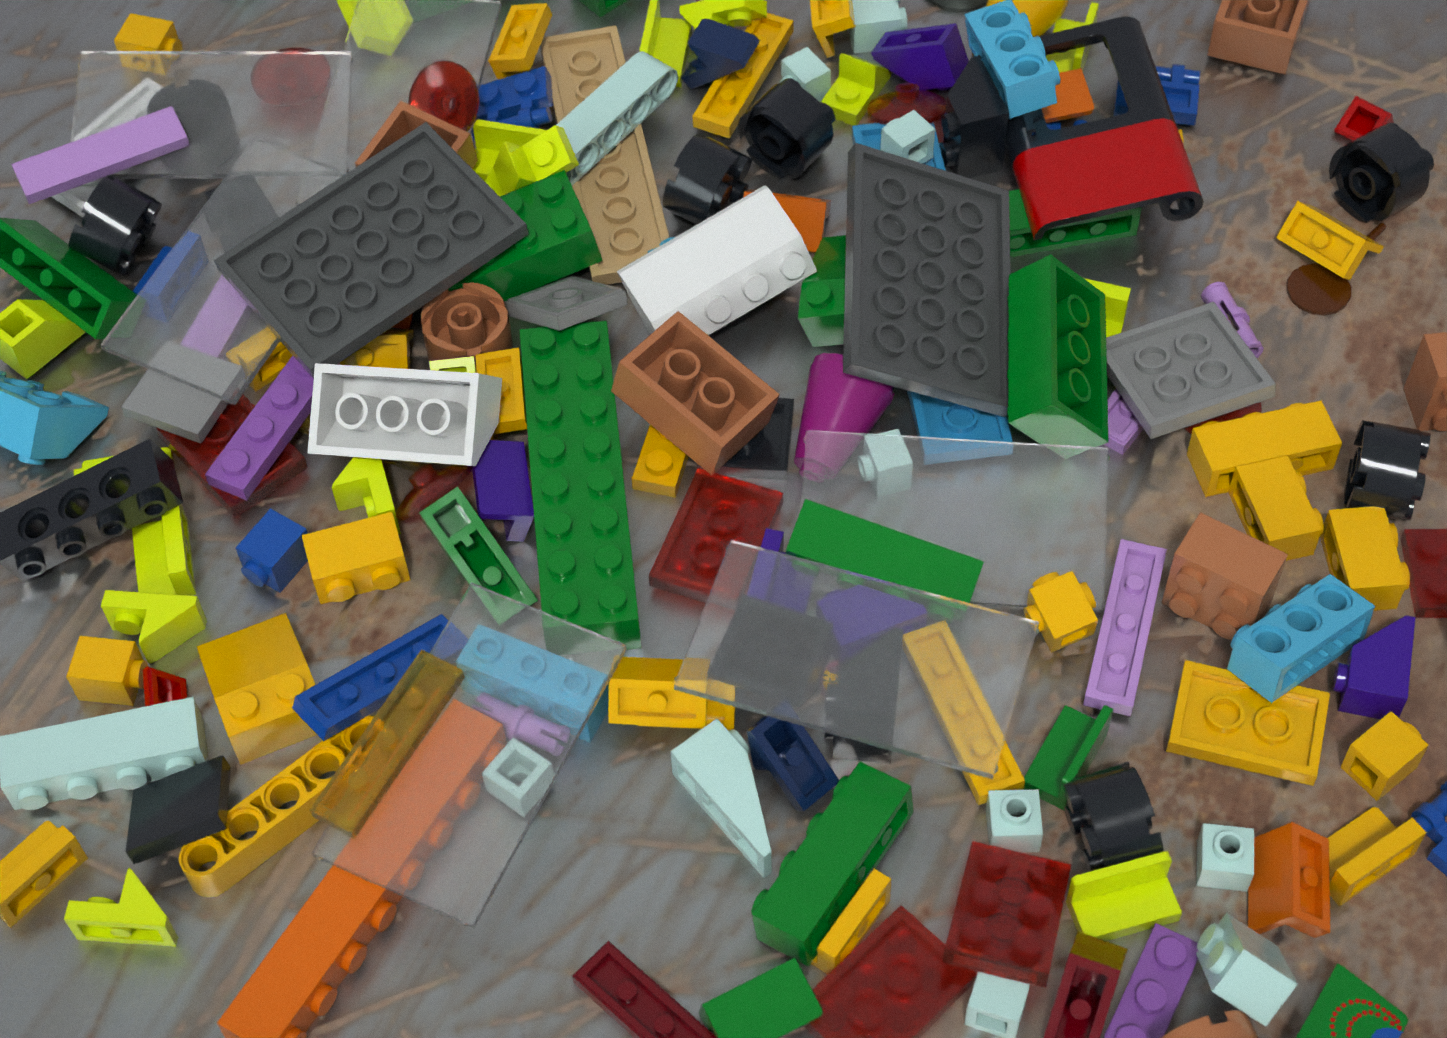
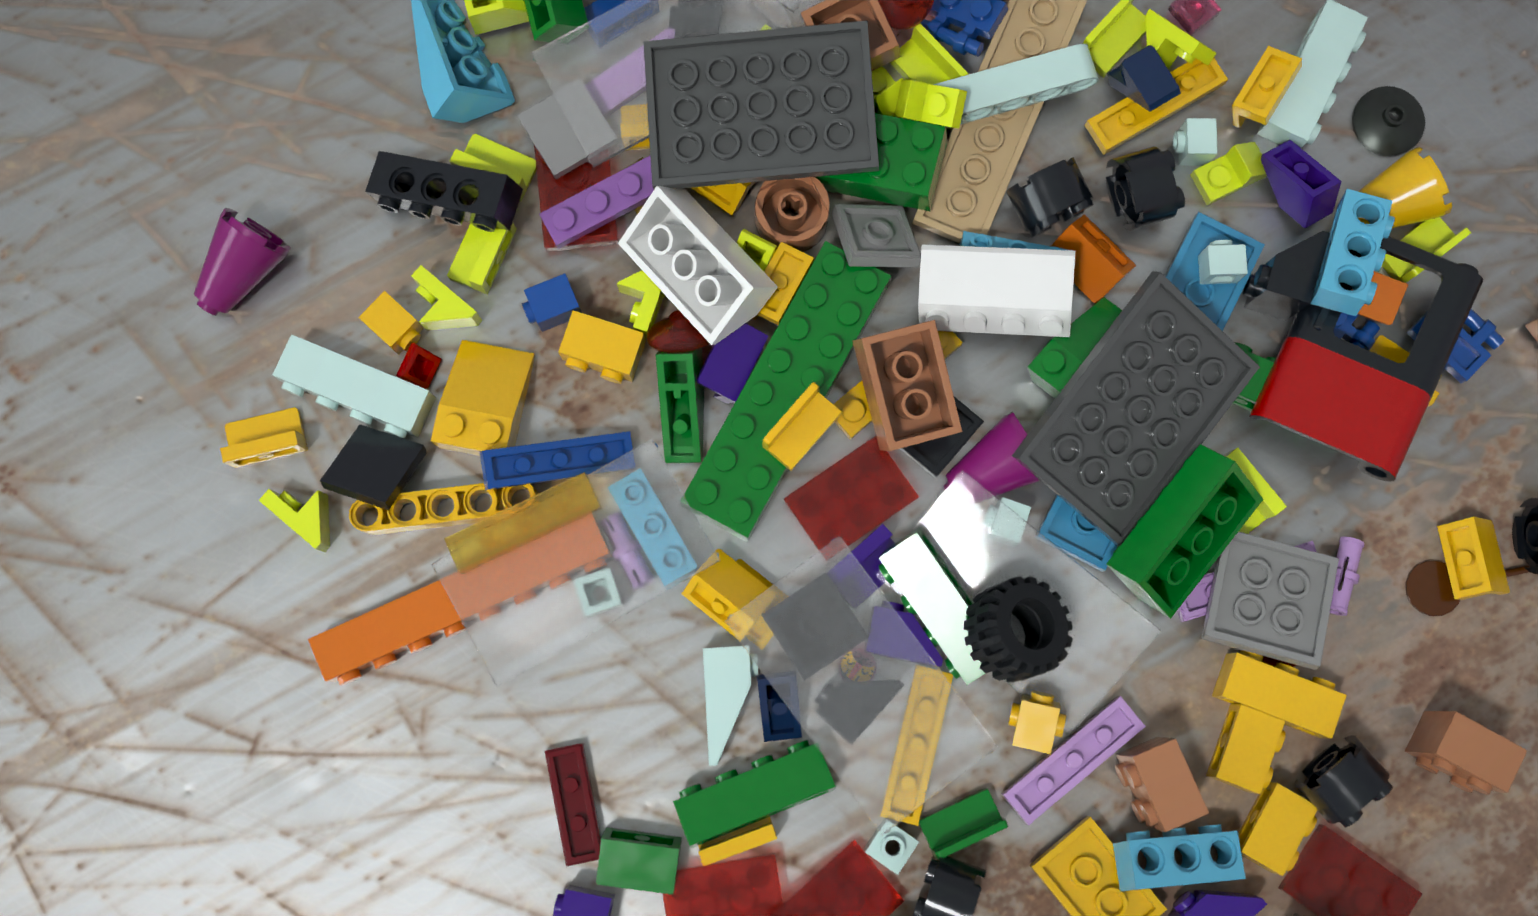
camera: 30 degrees right, 25 degrees up
(617, 482) = (801, 427): none -> yellow panel
(905, 99) = (1254, 221): clear red dish -> none
(972, 517) = (1042, 622): none -> black tyre

